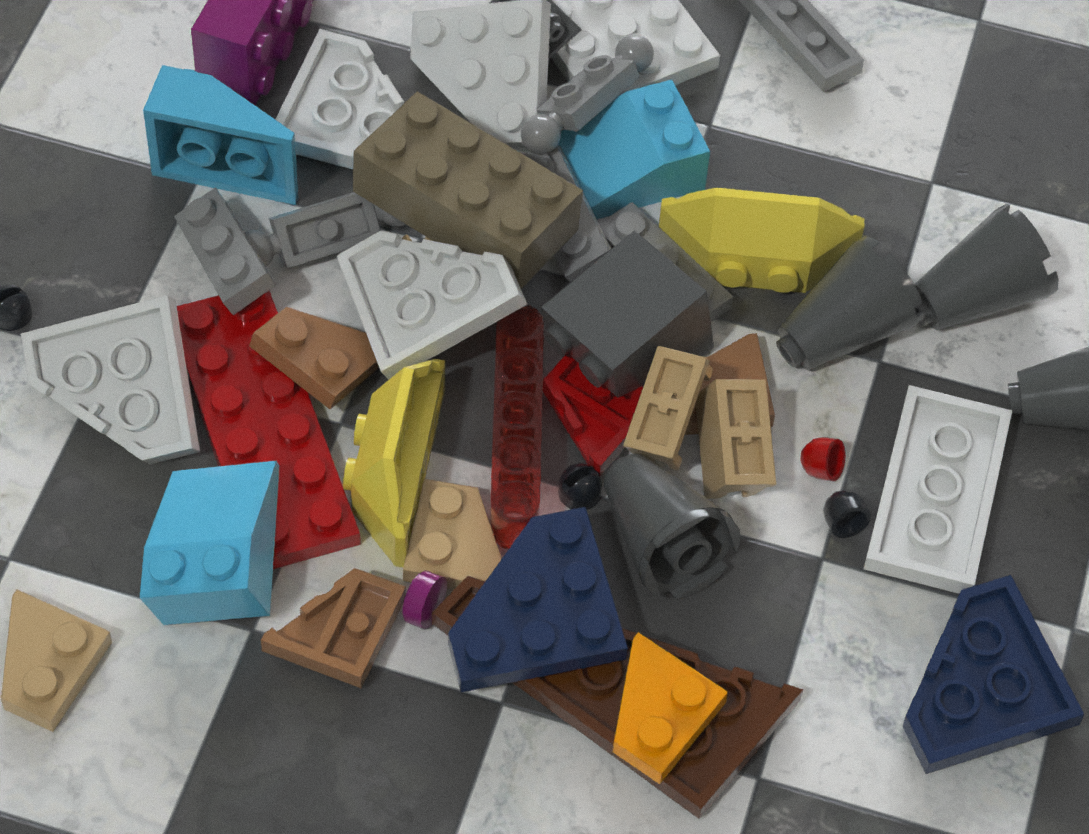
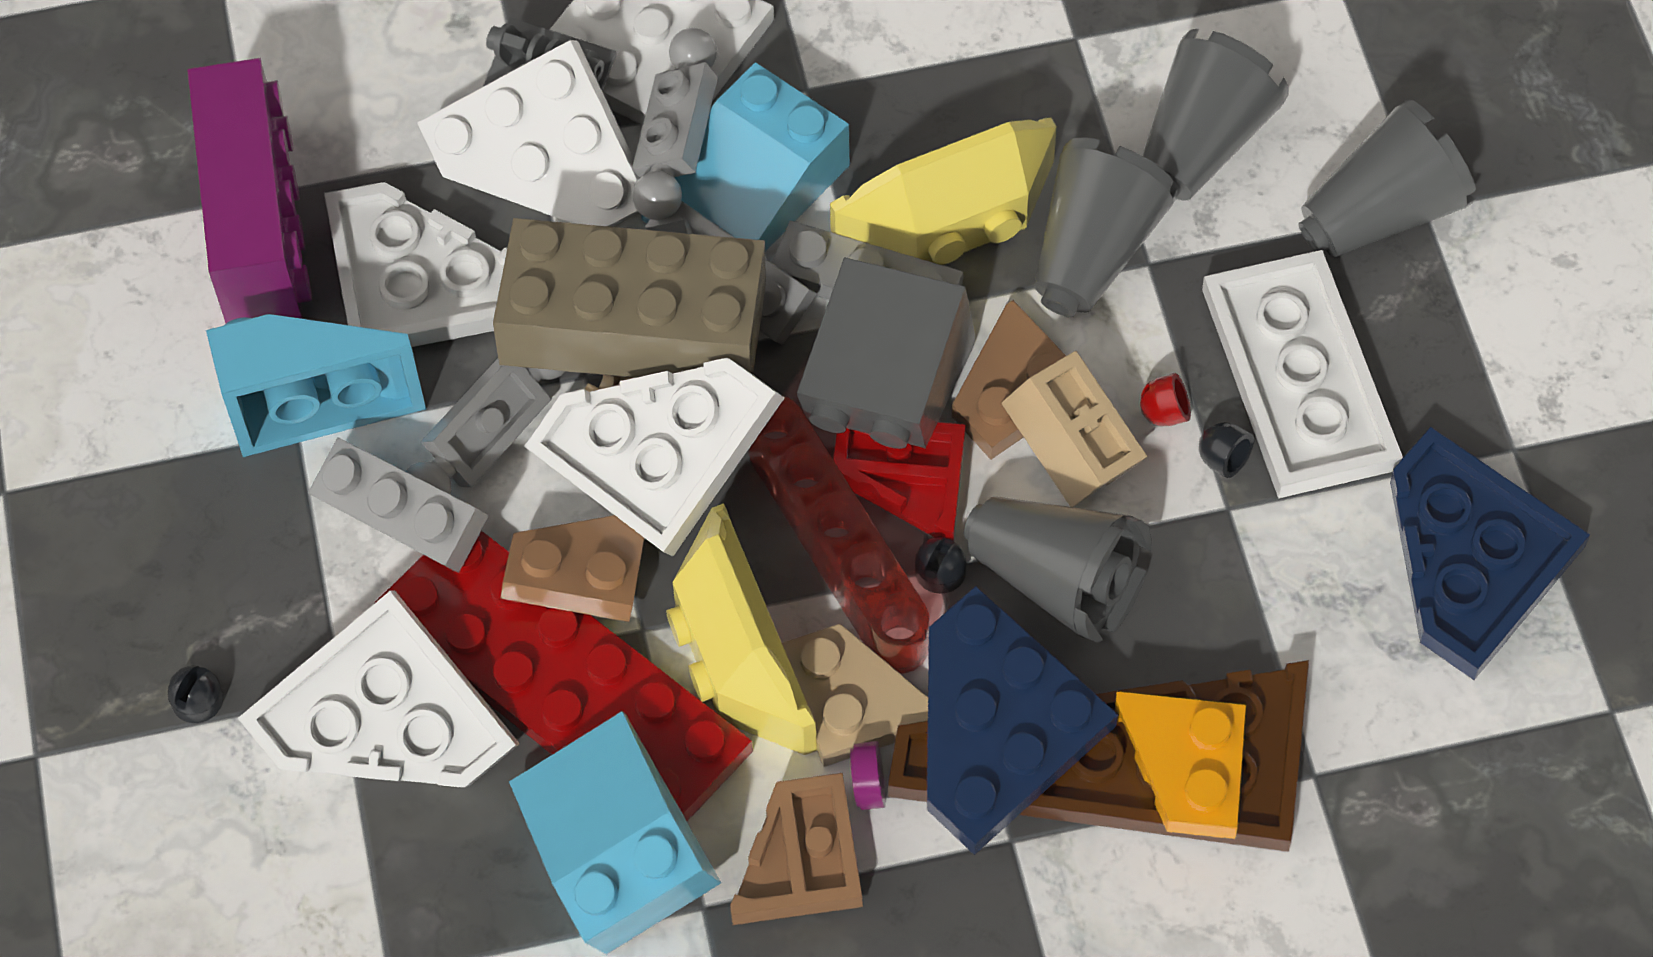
camera: 25 degrees left, 5 degrees up
(667, 405) = (991, 431): tan hinge -> none

